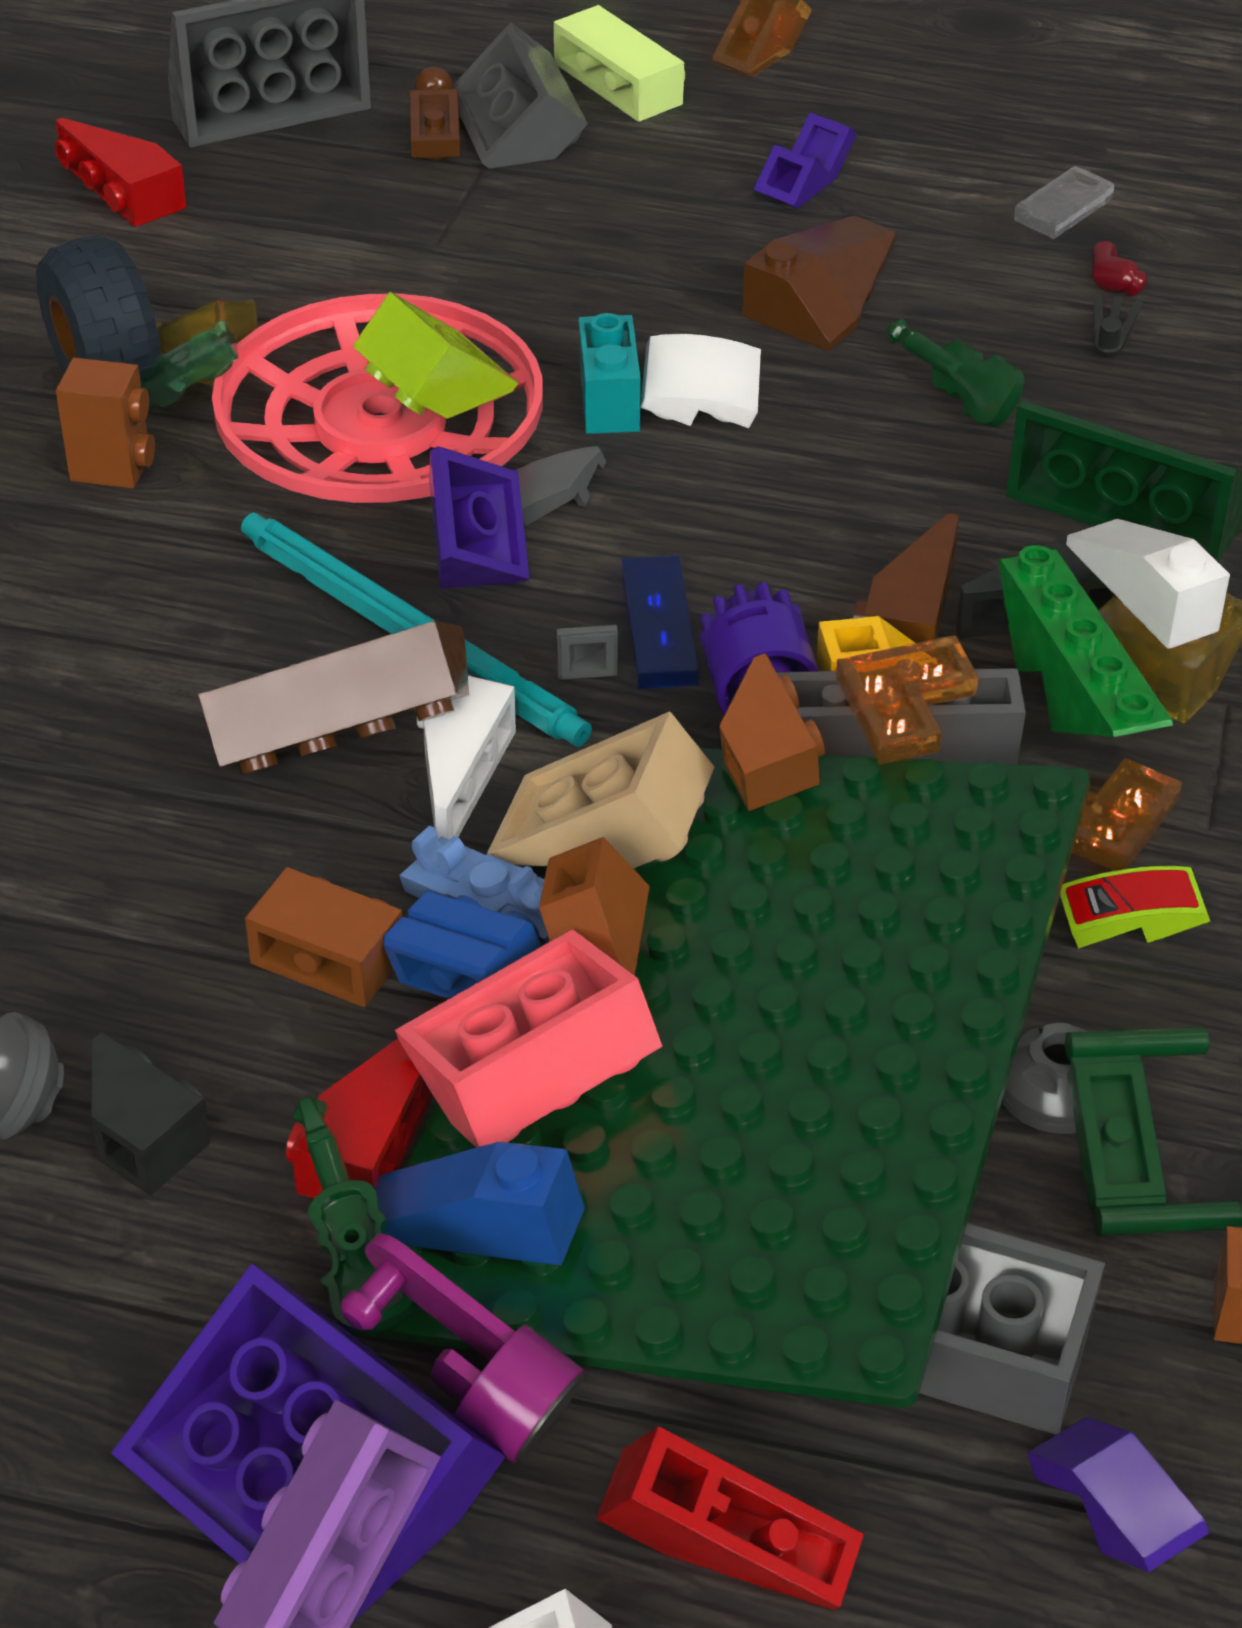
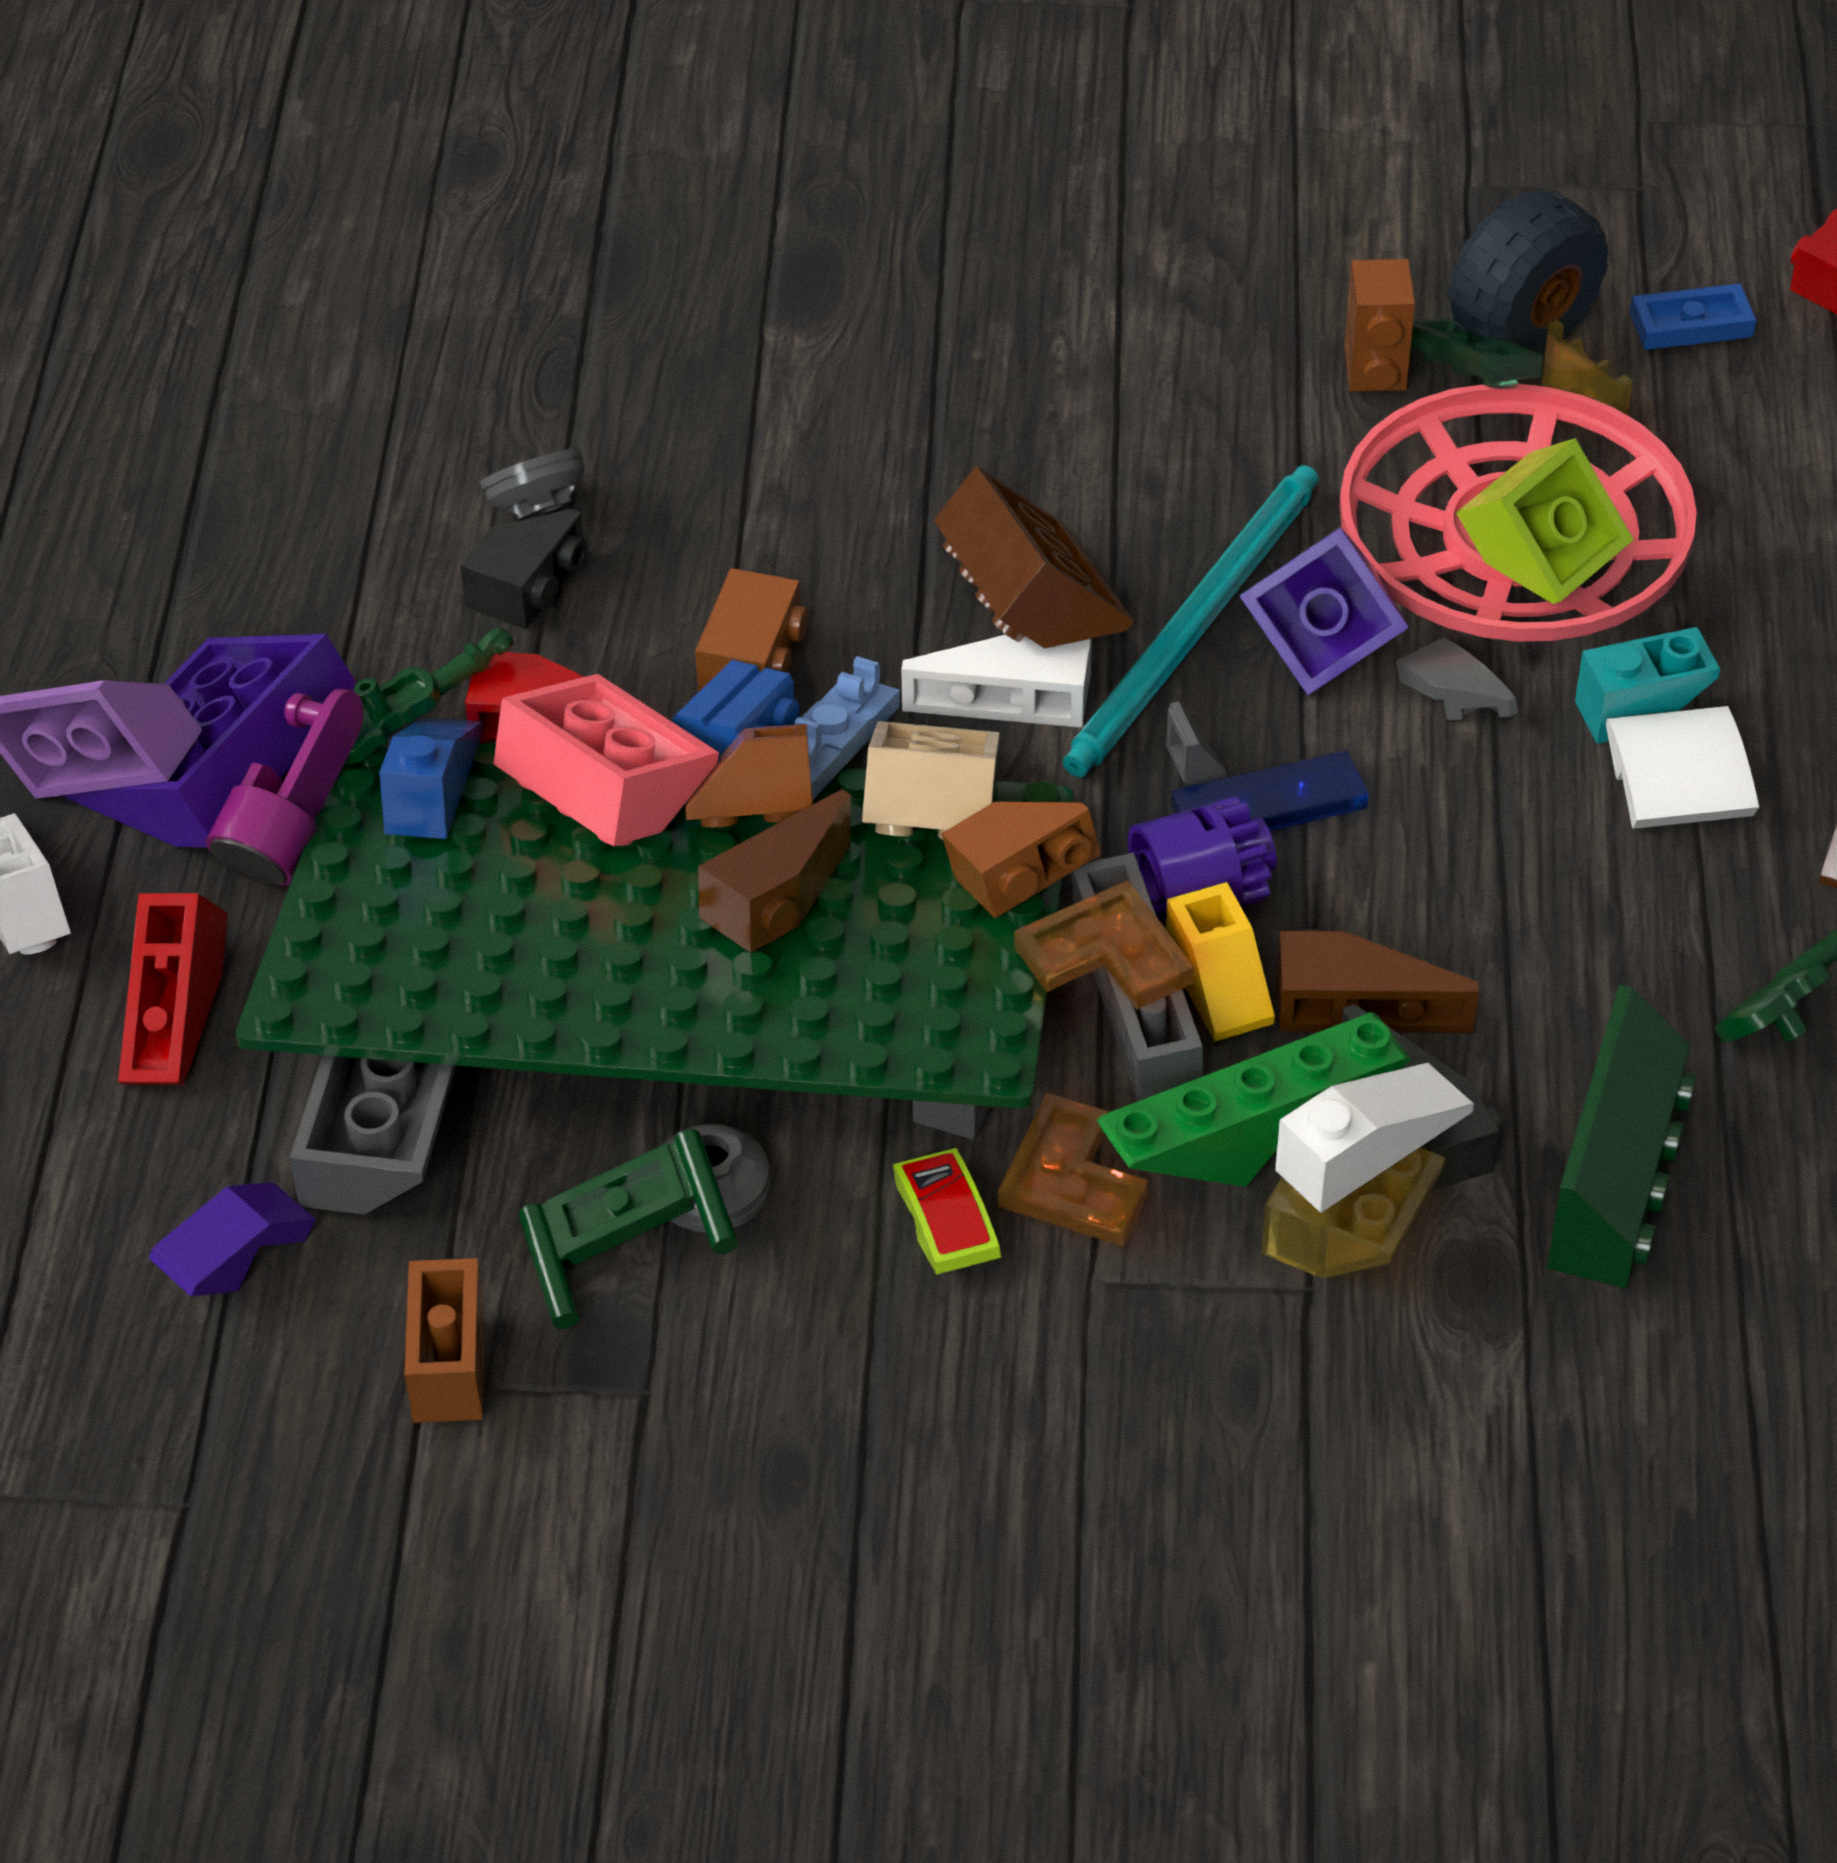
camera: 80 degrees right, 5 degrees up
(163, 266) = (1692, 316): none -> blue plate
(755, 909) = (775, 876): none -> reddish brown slope

